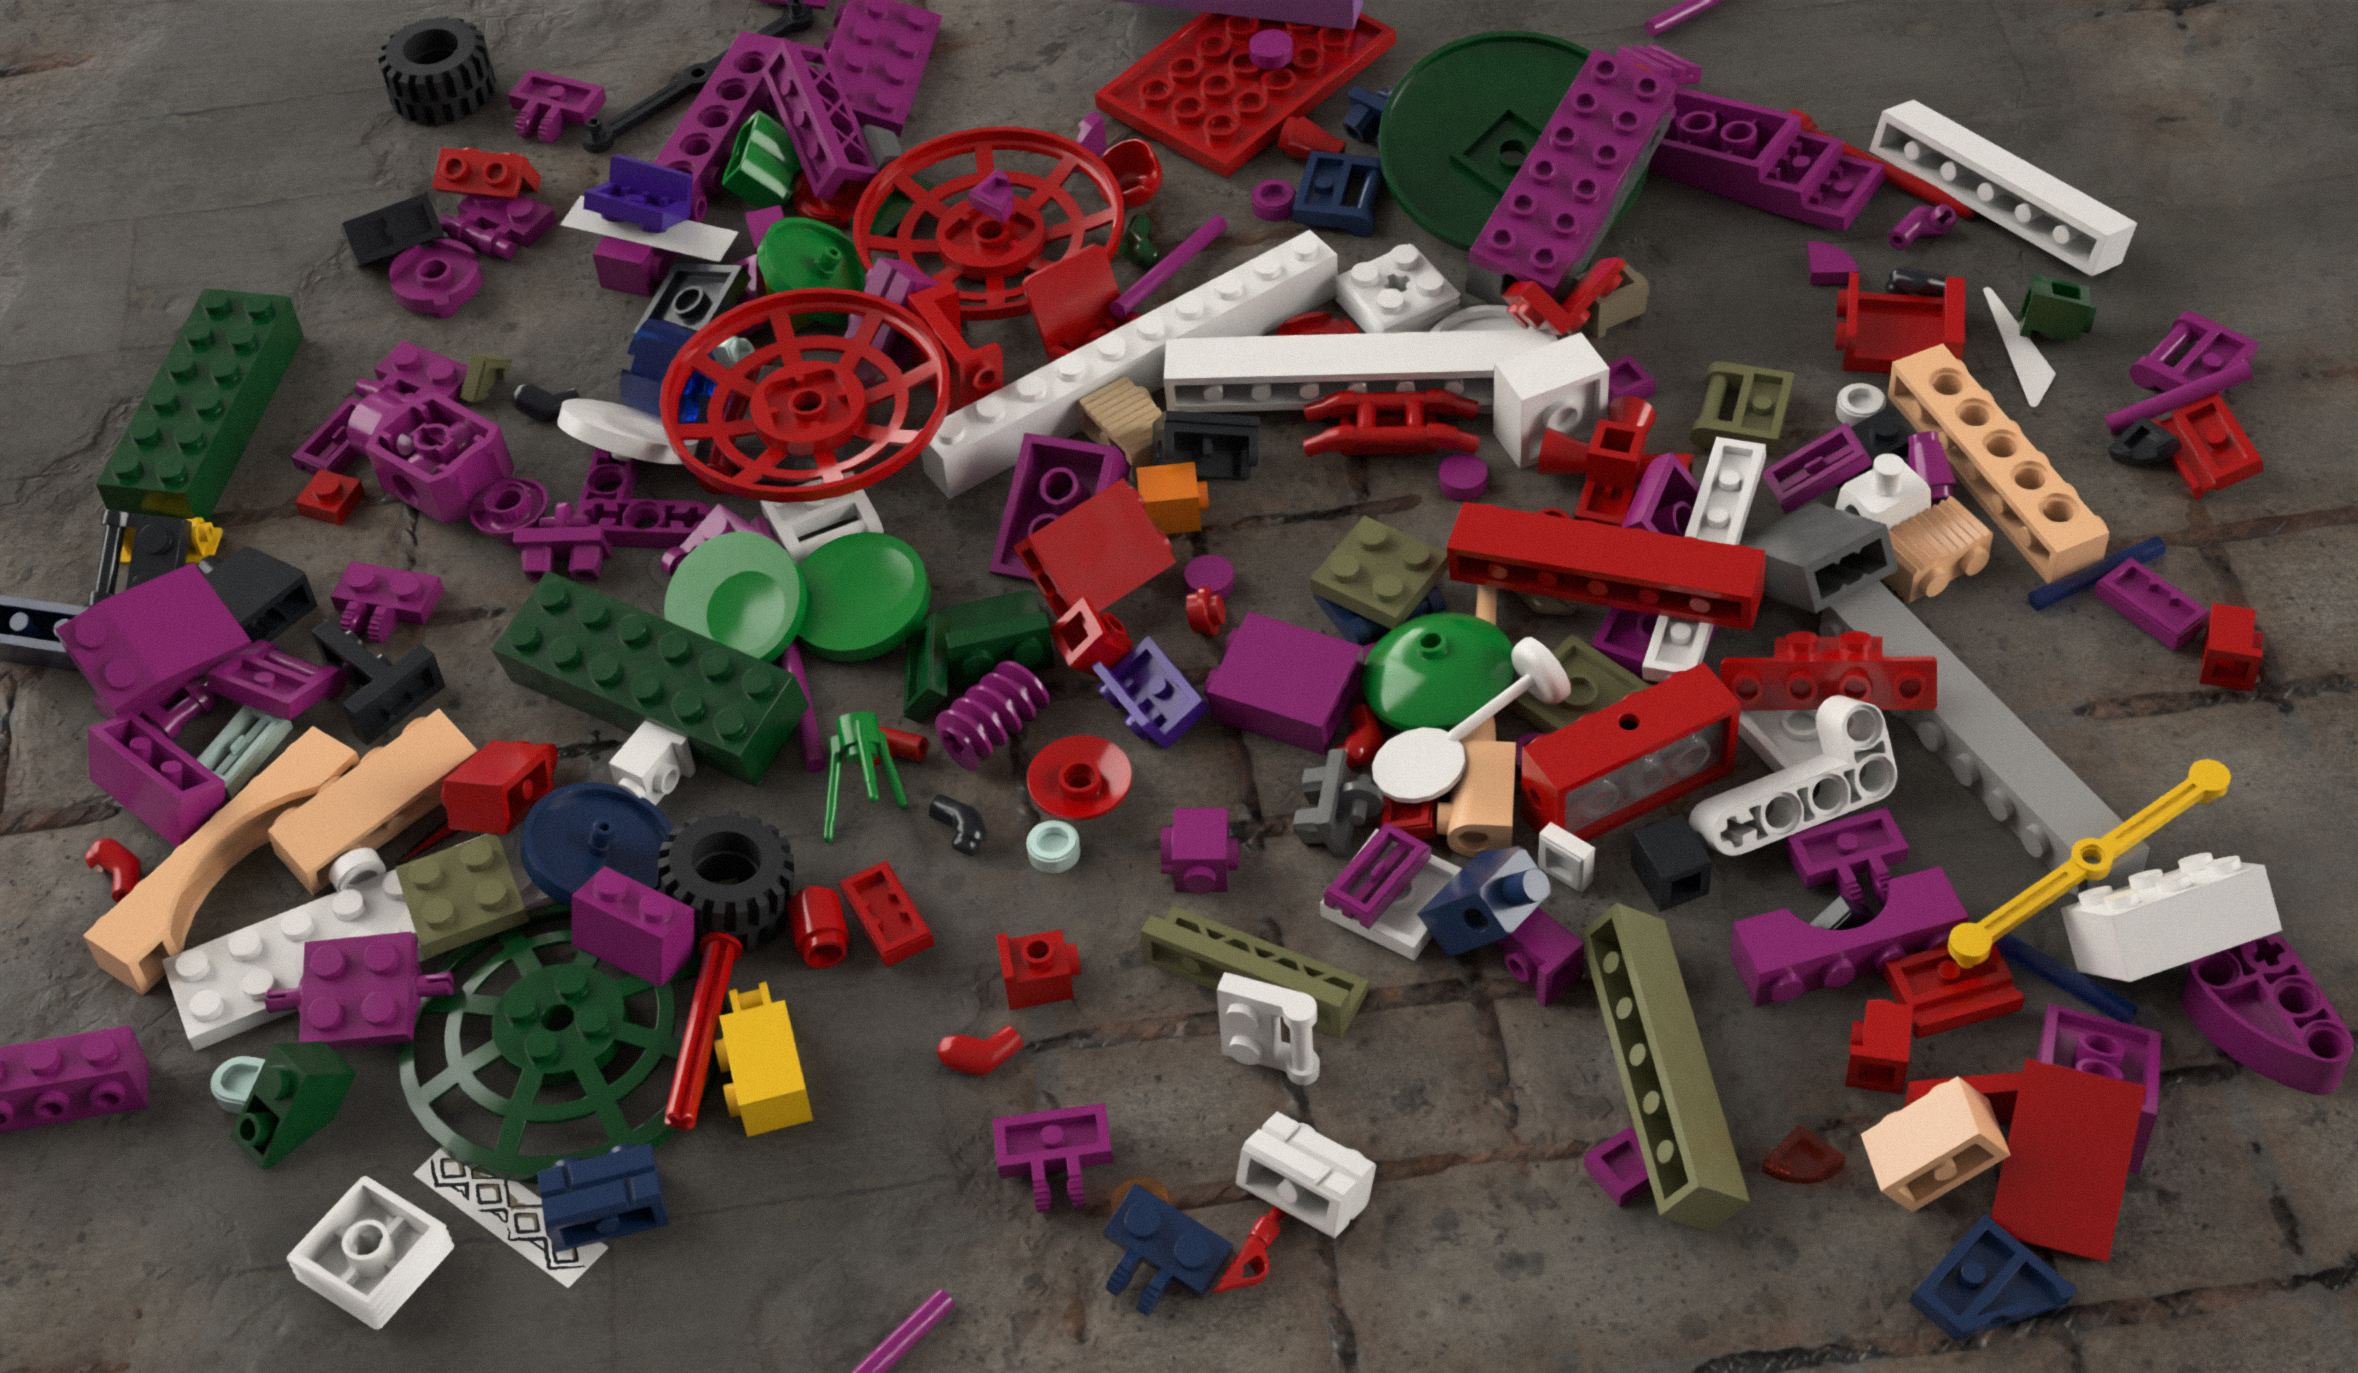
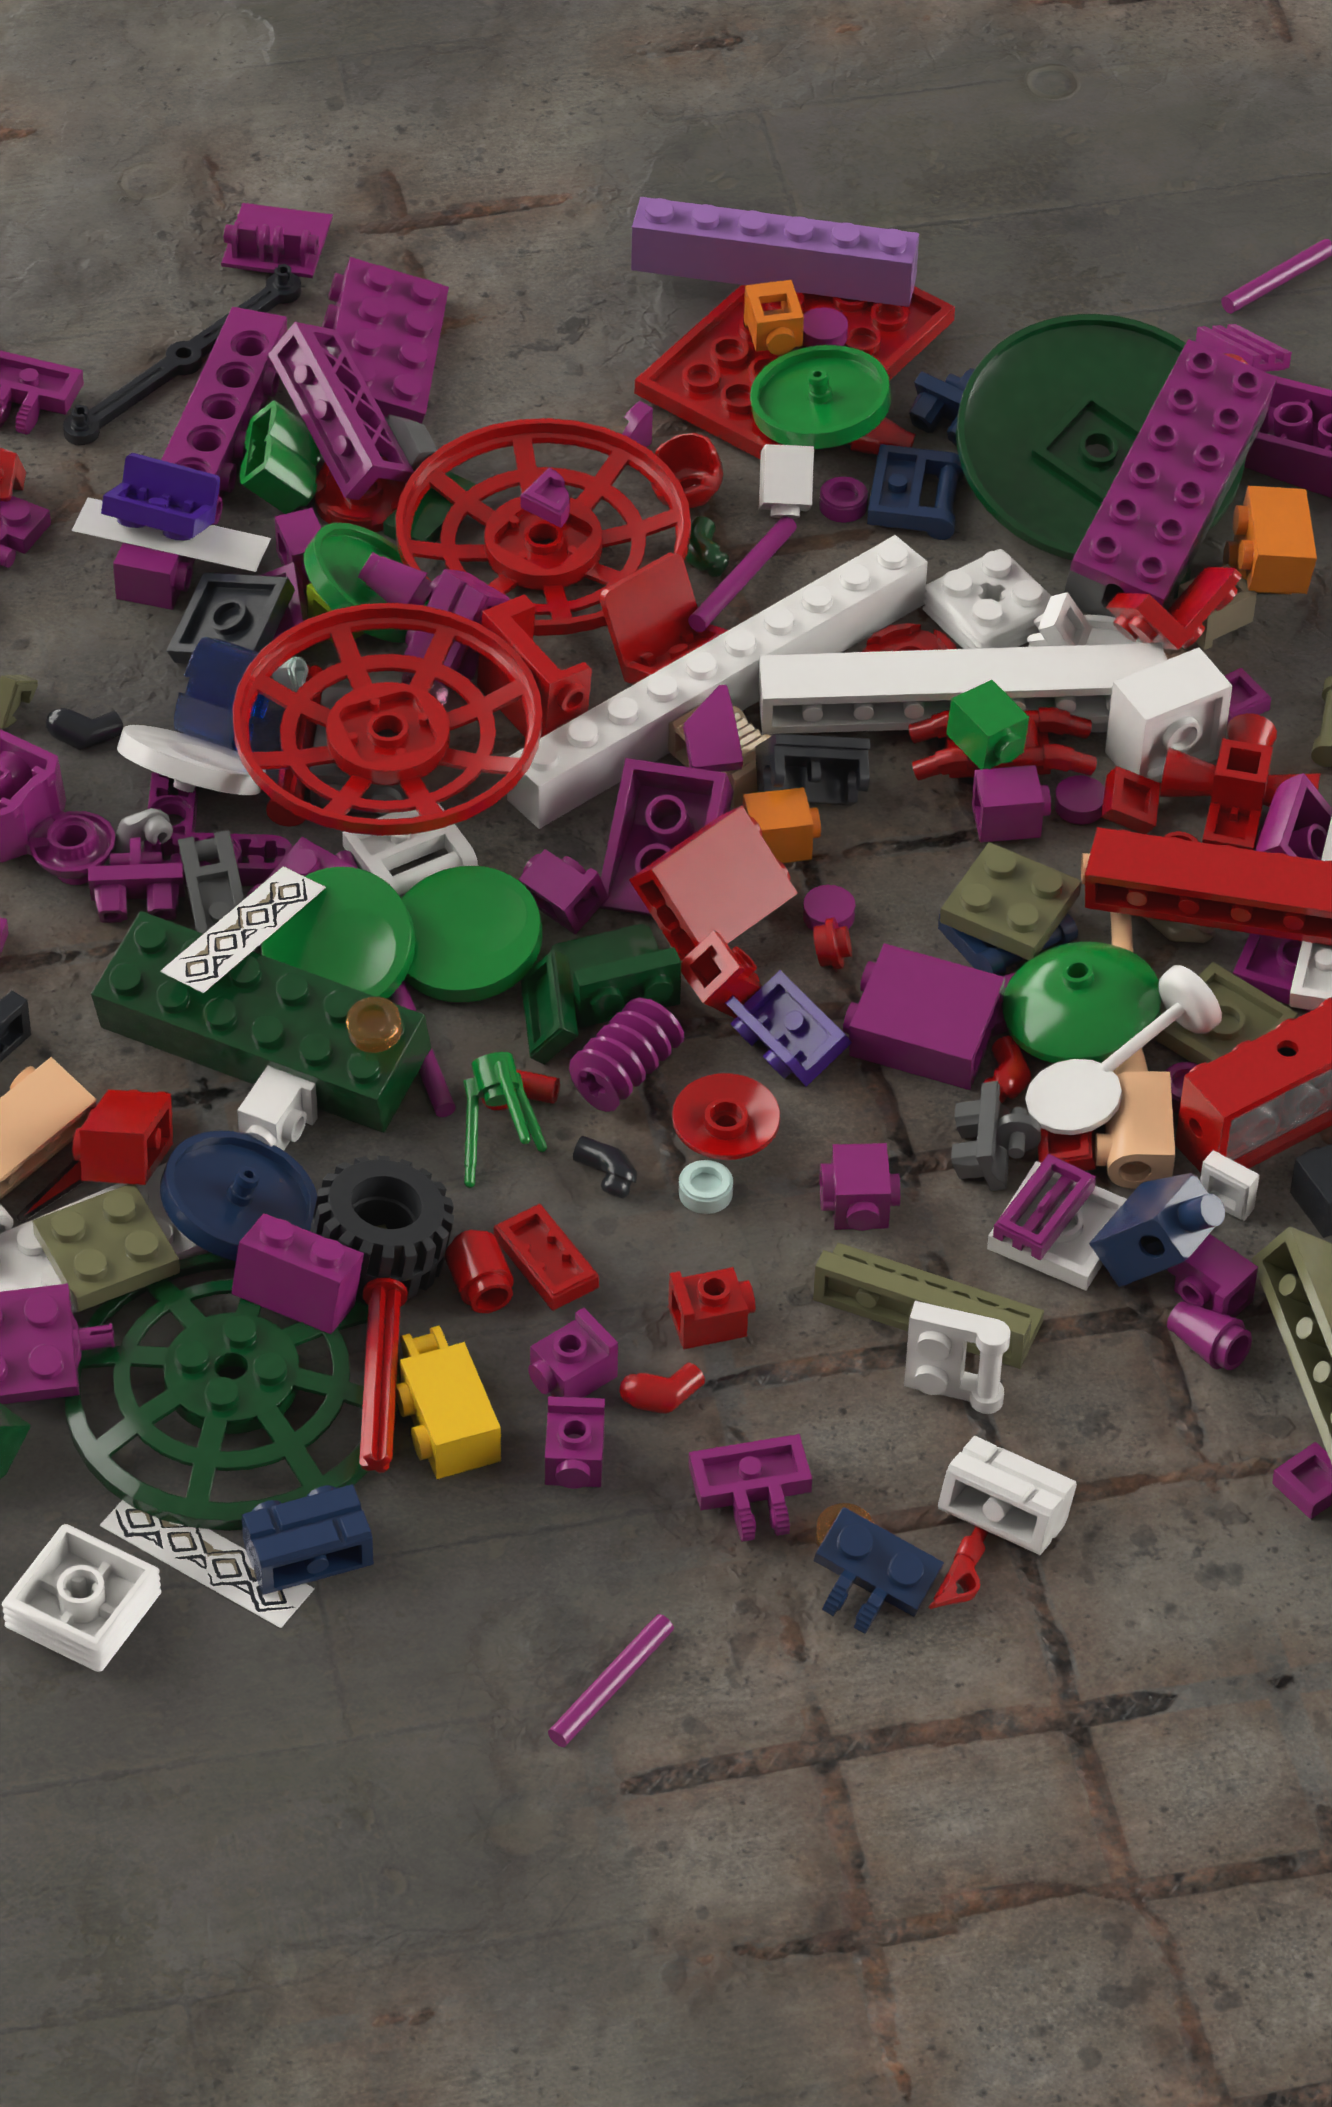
camera: 10 degrees left, 0 degrees up
(575, 491) = (145, 824): none -> light grey arm
(632, 555) = (214, 887): none -> dark grey plate
(636, 590) = (242, 929): none -> white sticker
(741, 682) = (374, 1024): none -> clear orange tile
(837, 268) = (395, 580): none -> magenta cone
(882, 1104) = (574, 1442): none -> magenta brick
(895, 1020) = (574, 1358): none -> magenta brick
(956, 556) = (563, 889): none -> magenta brick
(1111, 411) = (713, 734): none -> magenta slope
(1218, 181) = (786, 479): none -> white brick
(1224, 49) = (774, 329): none -> orange brick
(1258, 107) = (820, 396): none -> green piece
(1372, 404) = (987, 725): none -> green brick
(1391, 479) = (1009, 803): none -> magenta brick
(1458, 311) = (1061, 624): none -> white tile
(1509, 477) = (1131, 800): none -> red plate
(1534, 1011) = (1212, 1335): none -> magenta cone
(1666, 235) = (1273, 540): none -> orange brick

